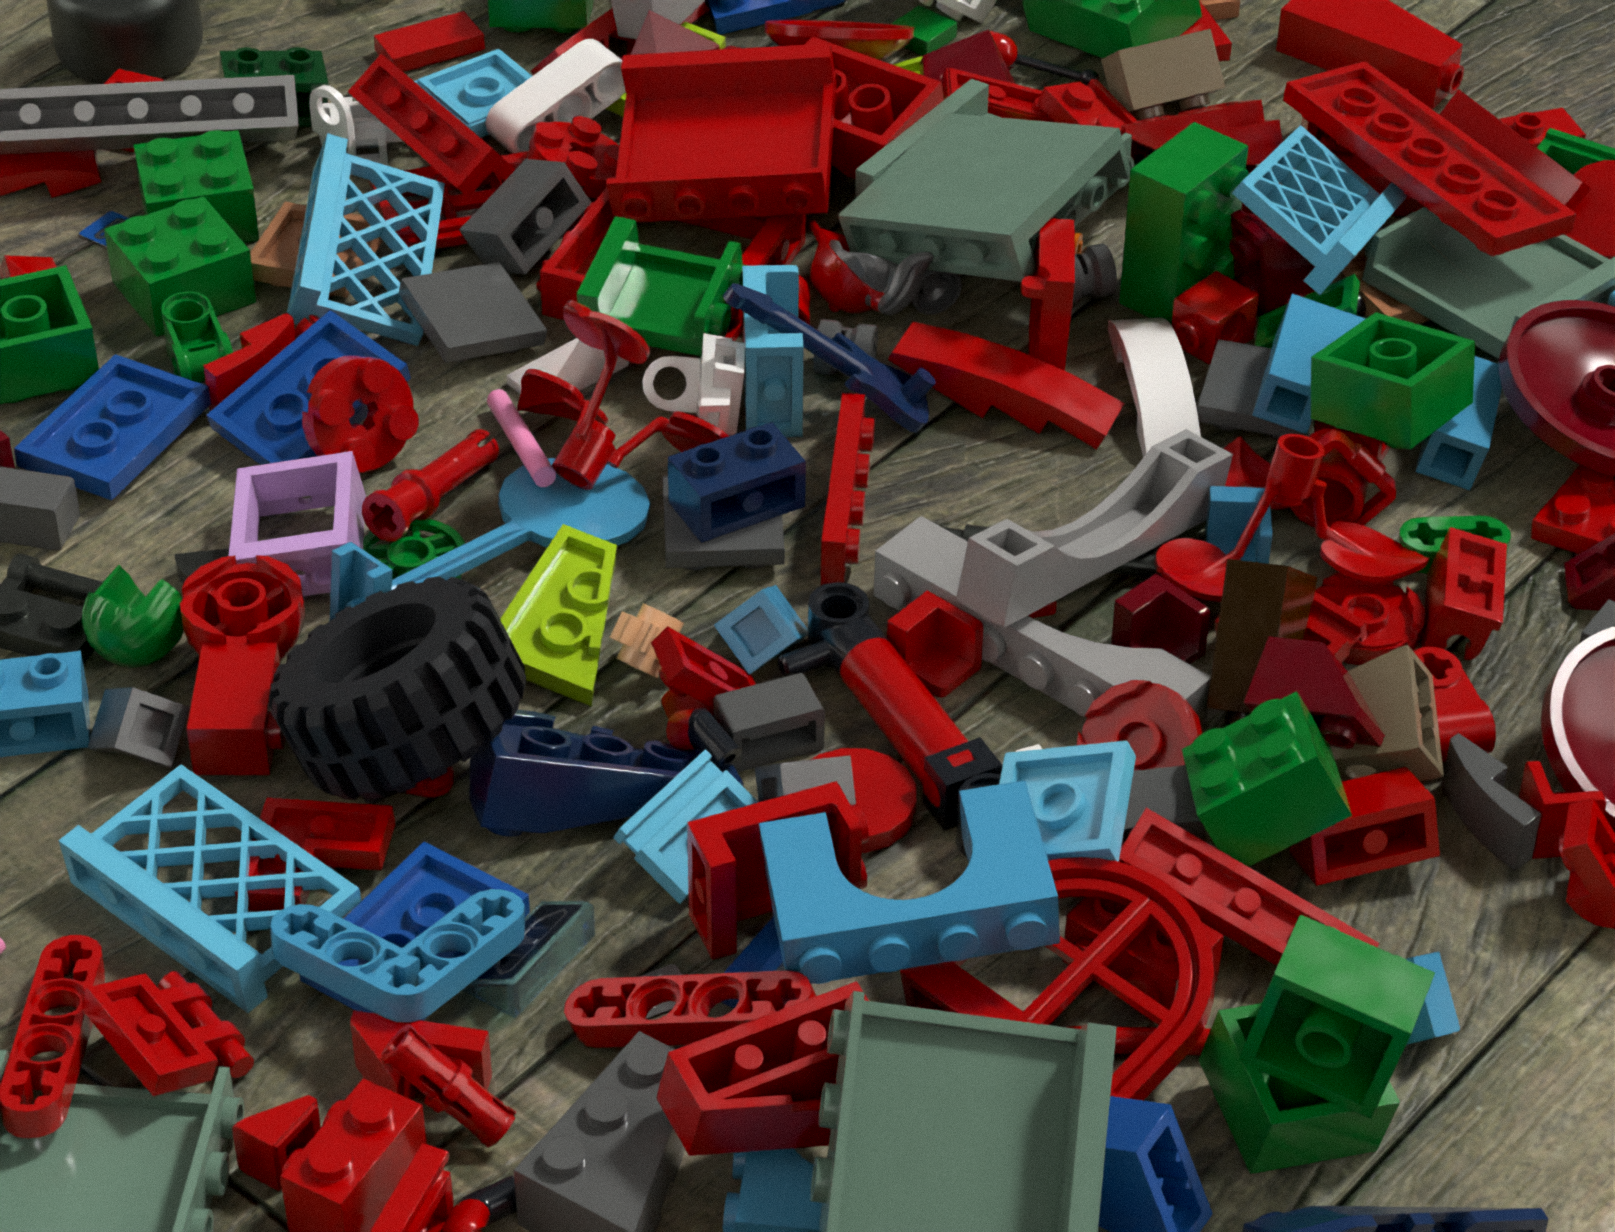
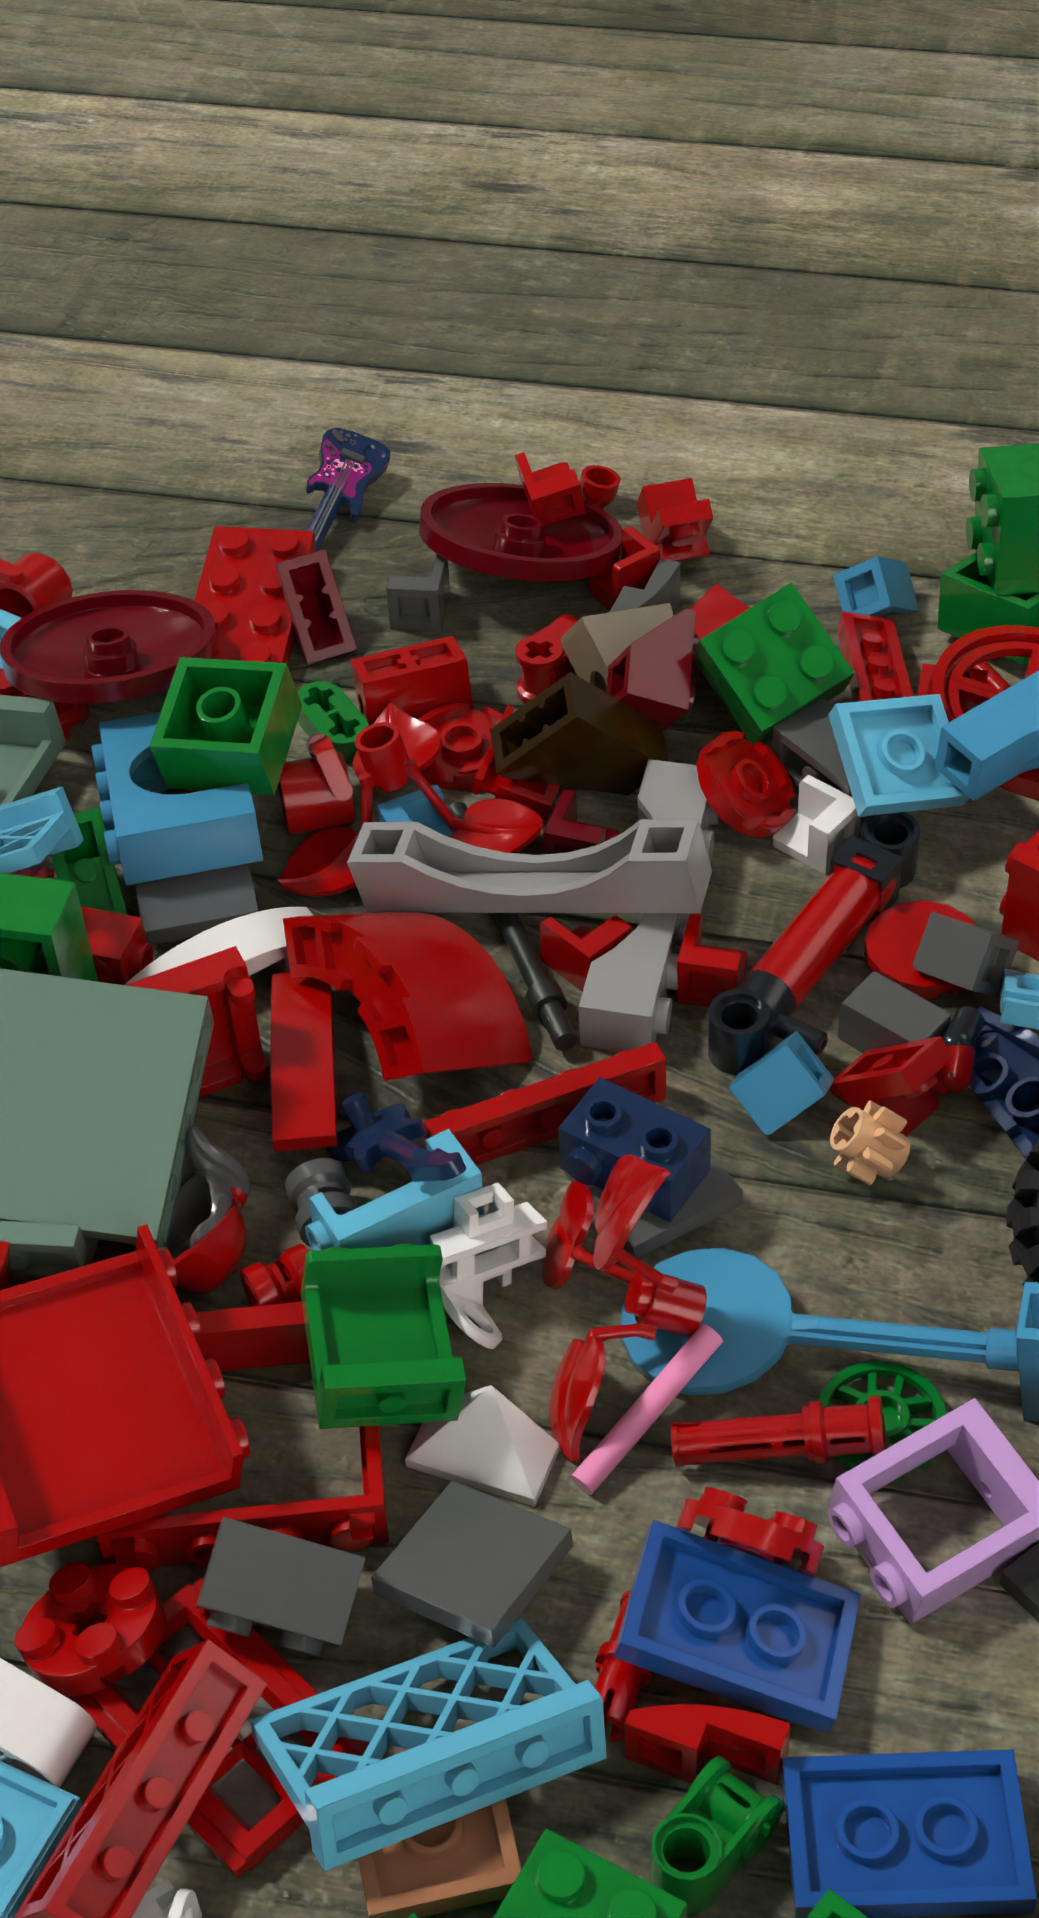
camera: 115 degrees left, 5 degrees up
(563, 614) = (889, 1236): lime wing -> none
(1026, 440) = (421, 987): none -> red panel

